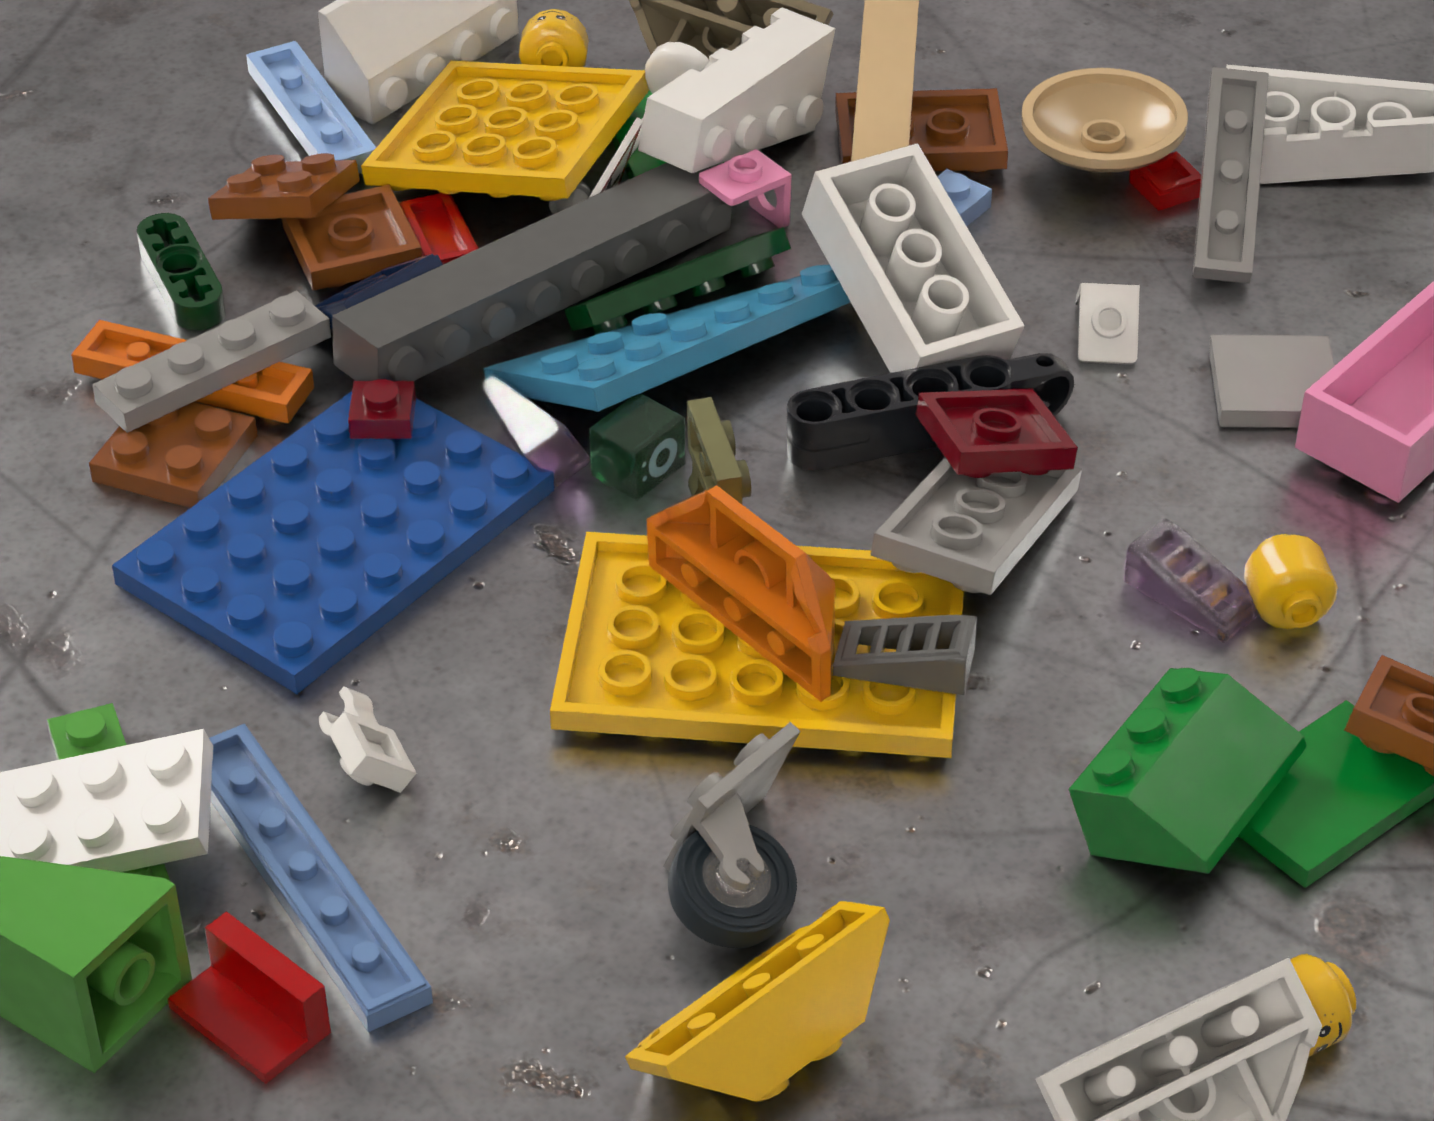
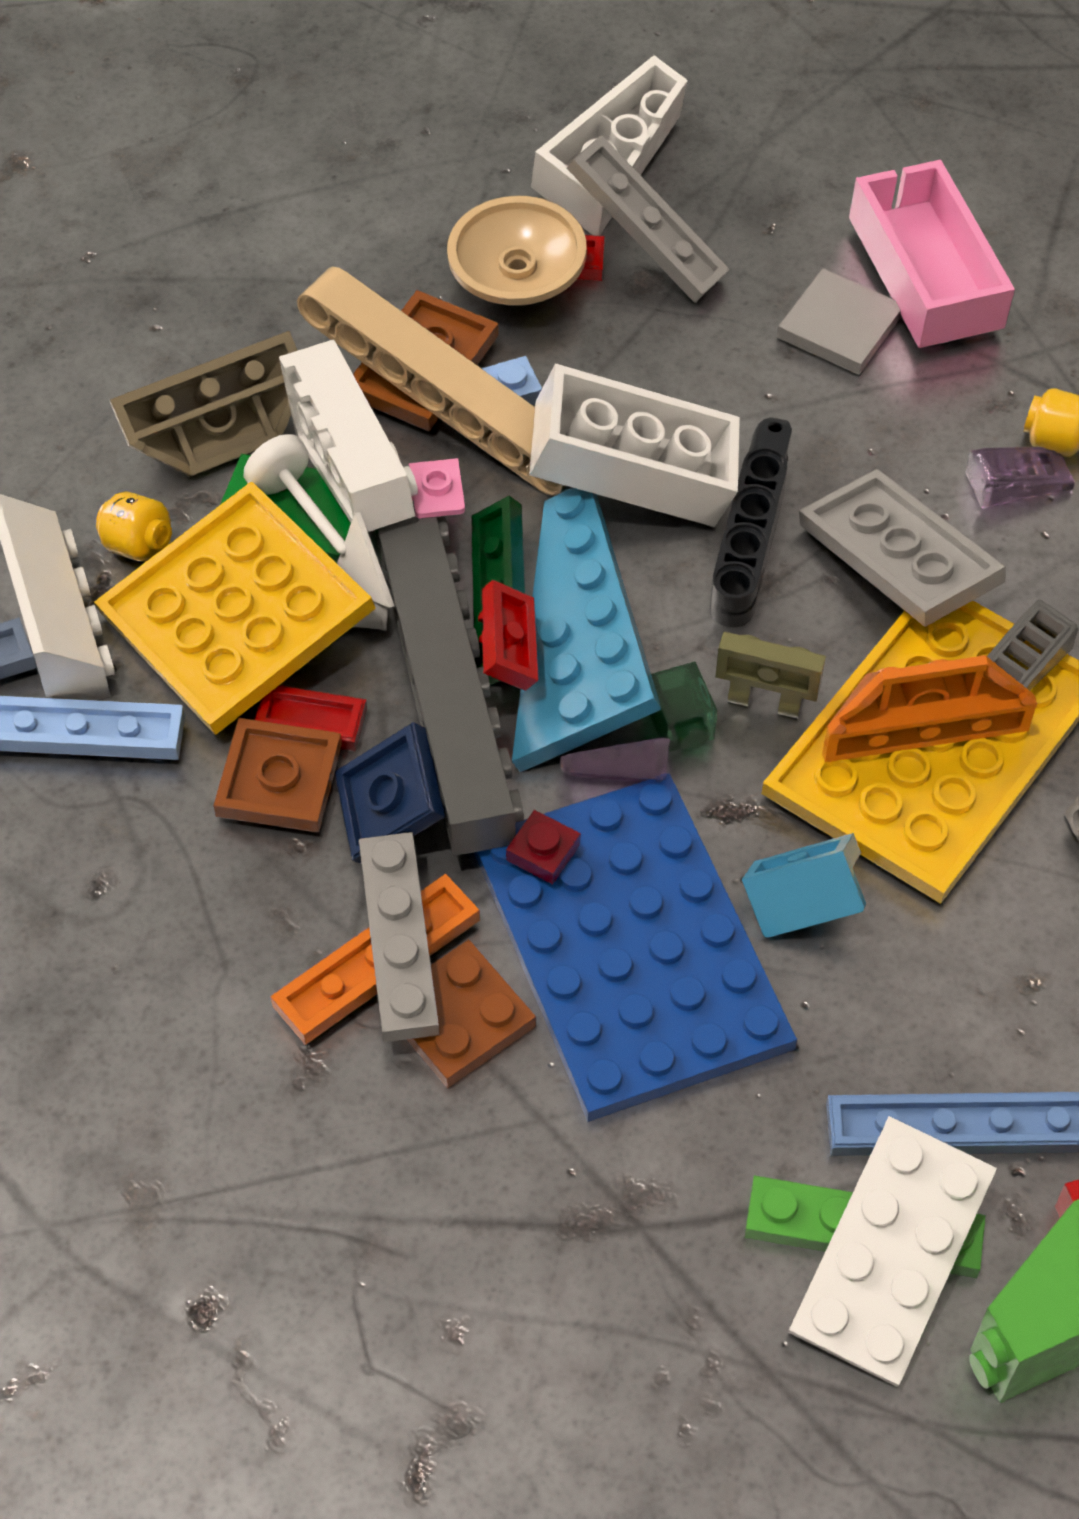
camera: 60 degrees left, 15 degrees up
(177, 287) = (209, 896): dark green beam -> none
(284, 188) = (193, 792): dark orange plate -> none
(366, 748) = (911, 1025): white plate -> none
(475, 602) = (805, 886): none -> dark azure panel
(594, 276) = (509, 635): none -> red plate
(996, 432) = (833, 492): dark red plate -> none
(1108, 323) = (725, 368): white bracket -> none

